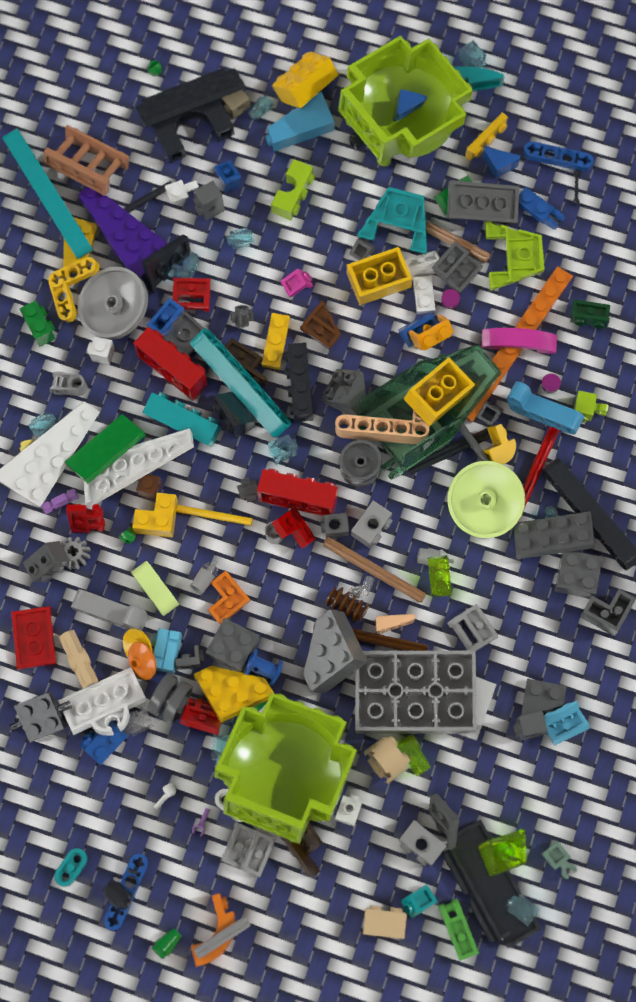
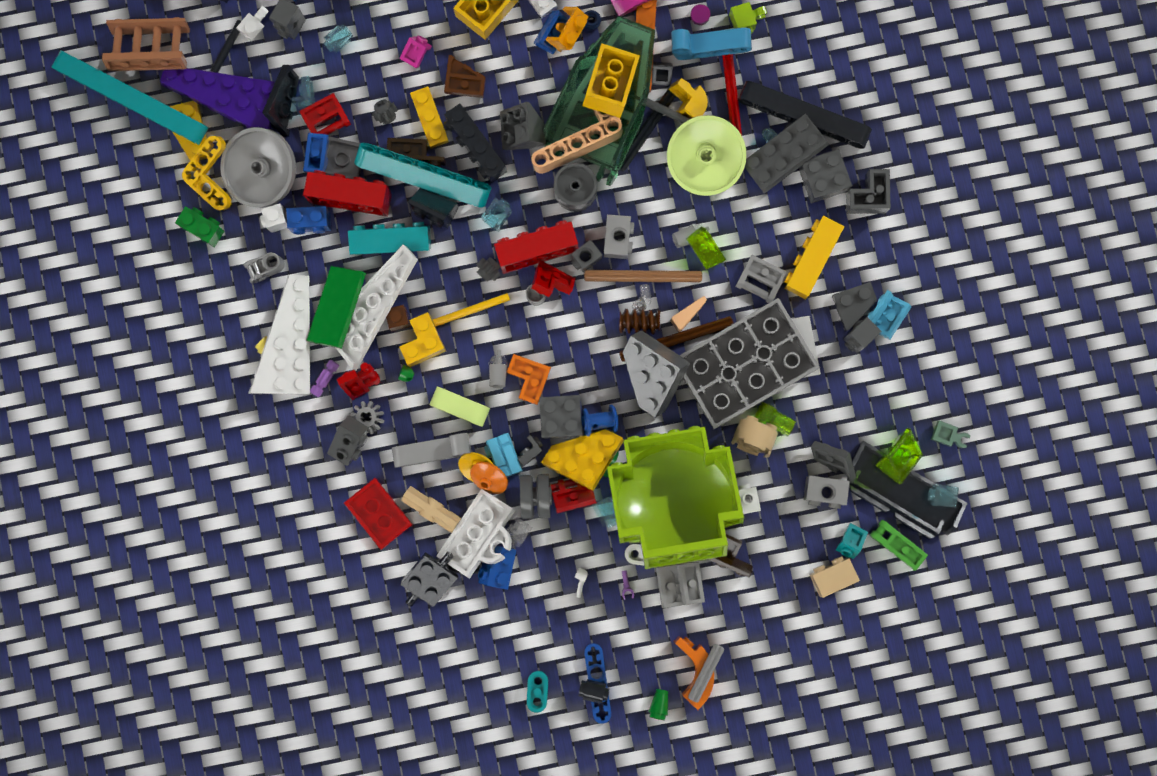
camera: 30 degrees left, 10 degrees up
(42, 423) = (264, 317): clear light blue brick -> none
(127, 366) = (308, 220): none -> blue brick
(461, 334) = (596, 16): none -> dark blue plate
(528, 637) = (814, 257): none -> yellow brick

